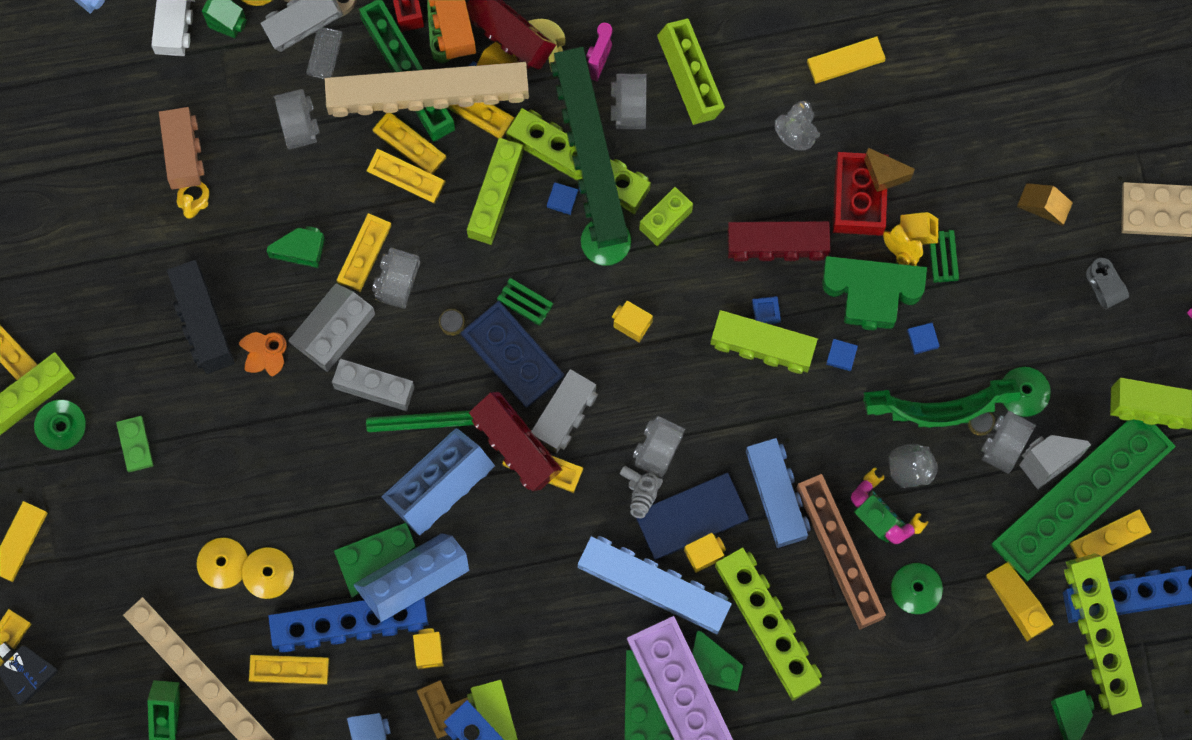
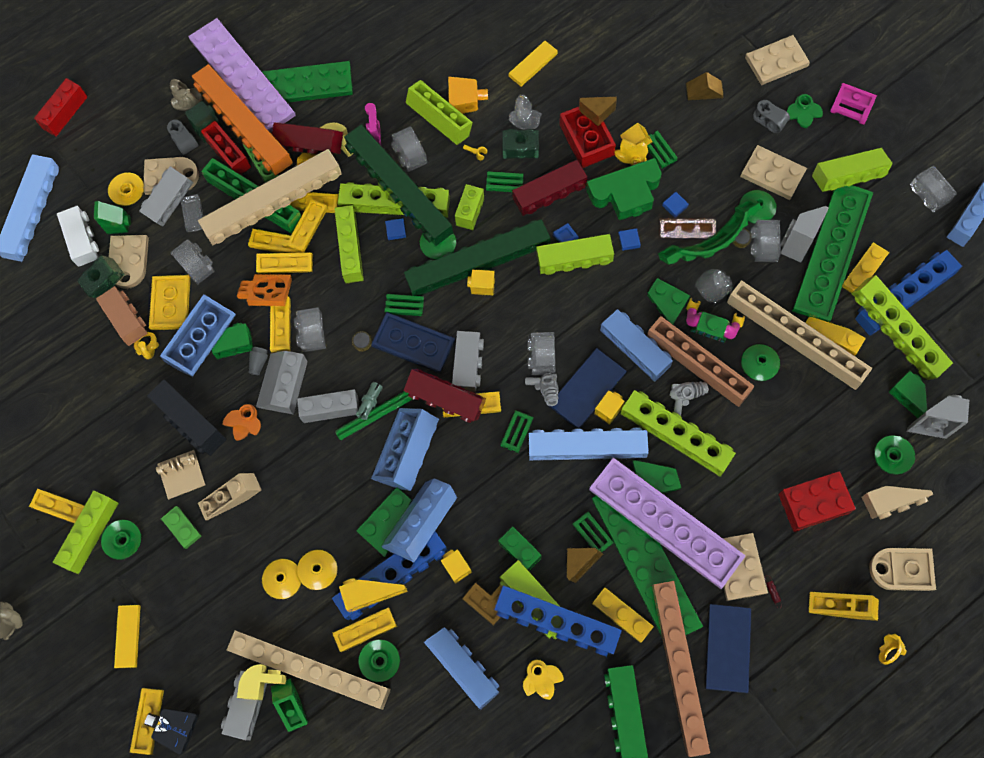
camera: 20 degrees left, 5 degrees down
(114, 686) = (241, 714): none -> light grey brick
(138, 664) = (254, 679): none -> light yellow brick
(162, 380) = (181, 474): none -> tan hinge
(189, 86) = (100, 276): none -> clear green brick
(208, 434) = (229, 495): none -> tan slope
(220, 74) = (131, 256): none -> tan plate
(244, 156) = (169, 302): none -> yellow tile
(259, 221) = (197, 336): none -> medium blue slope
(274, 713) = (369, 656): none -> green dish
(305, 628) = (362, 593): none -> yellow slope
(315, 284) = (257, 360): none -> dark grey cone
(347, 190) = (249, 289): none -> orange piece
(424, 402) = (369, 401): none -> sand green pin
(455, 142) = (307, 226): none -> yellow tile
(511, 668) = (520, 549): none -> green brick
(564, 540) = (511, 446): none -> green tile
(573, 717) = (580, 561): none -> pearl gold slope
(610, 713) = (582, 520): none -> green tile
(642, 287) = (482, 256): none -> dark green brick
(713, 144) = (476, 151): none -> yellow hand
(731, 194) = (504, 179): none -> green tile
(736, 62) = (464, 94): none -> light orange torso
(779, 175) = (528, 149): none -> clear green brick
(804, 579) = (686, 391): none -> light grey piece
(847, 456) = (668, 300): none -> green wing
(921, 374) = (687, 227): none -> slope
(977, 579) = (799, 335): none -> tan brick
(1069, 357) = (773, 172): none -> tan plate
(1151, 298) = (804, 113): none -> green plate

